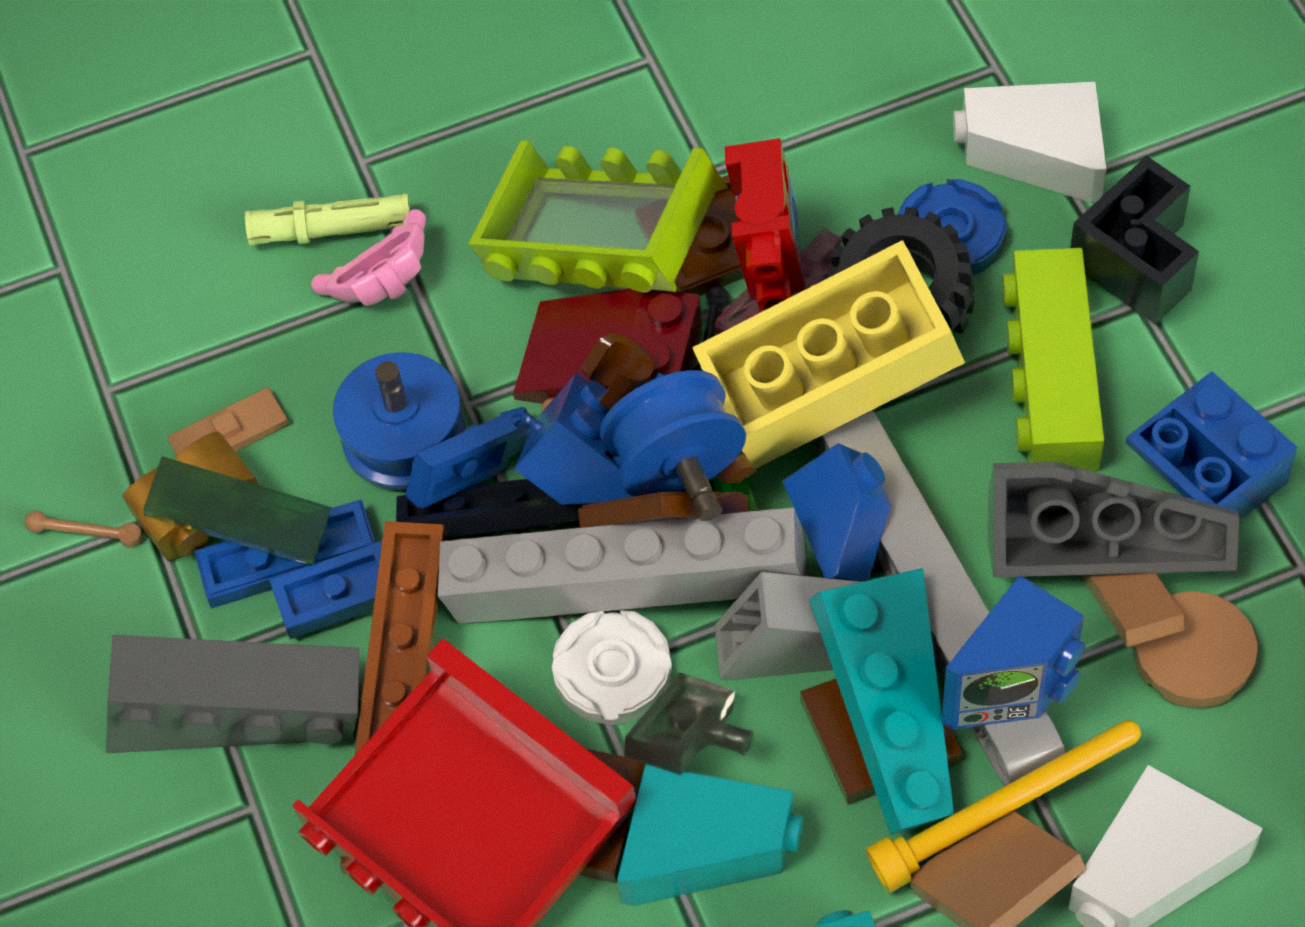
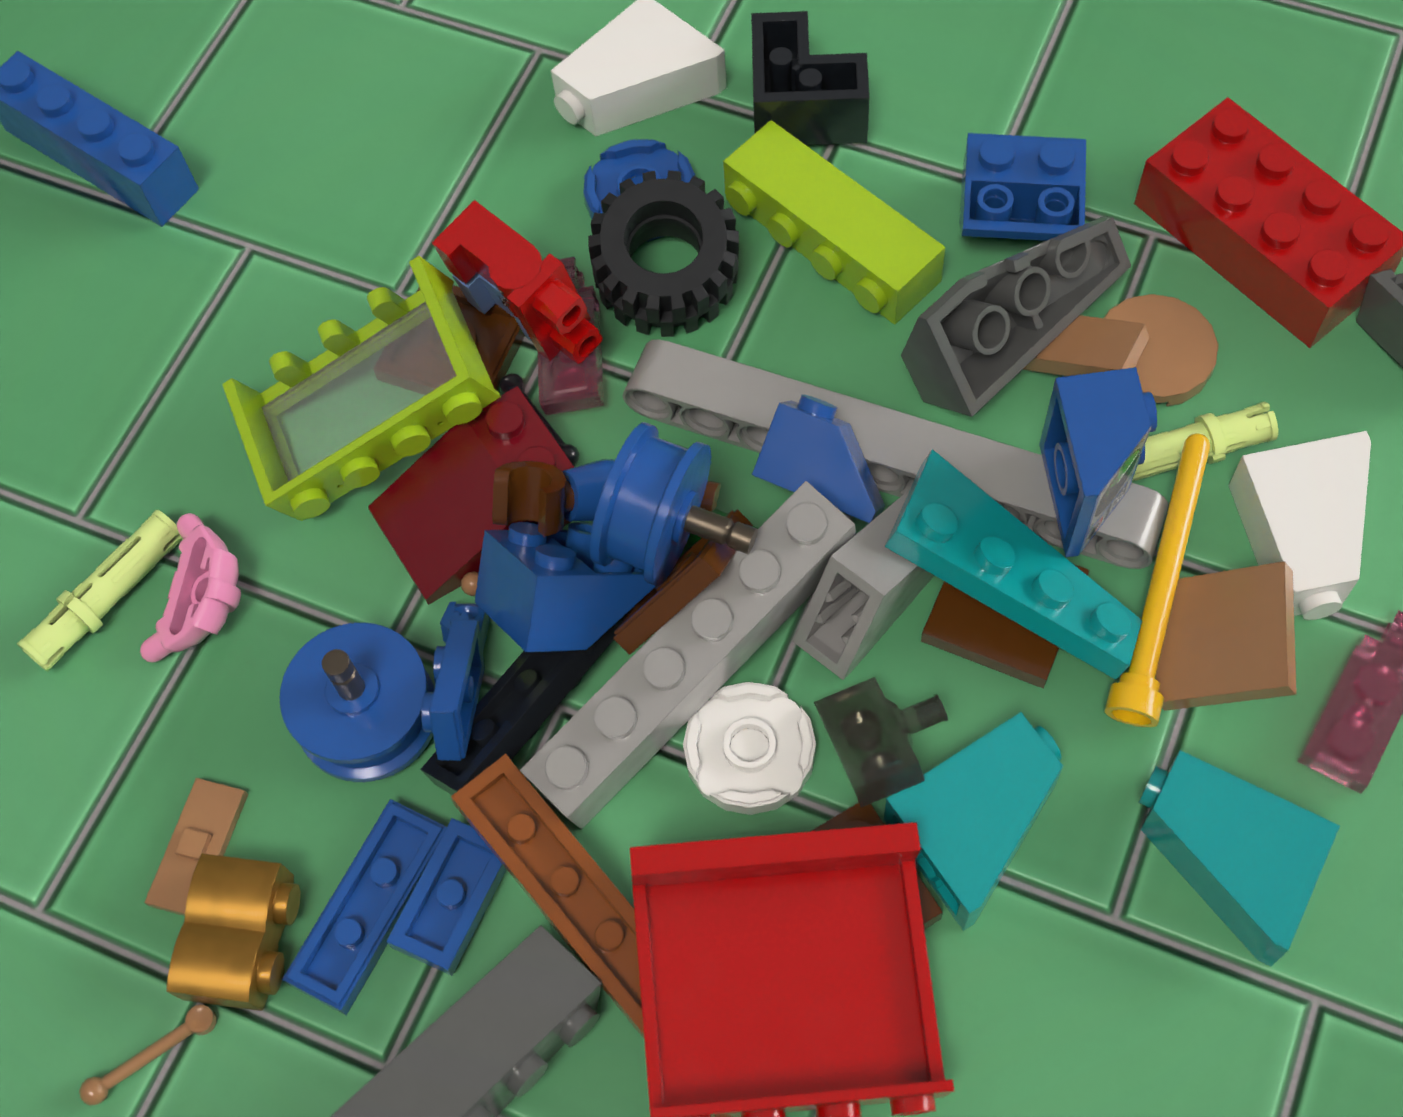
camera: 45 degrees left, 5 degrees up
(237, 511) = (298, 908): clear green tile -> none
(830, 353) = (691, 331): light yellow brick -> none
(1158, 739) = (1224, 433): none -> yellowish green pin

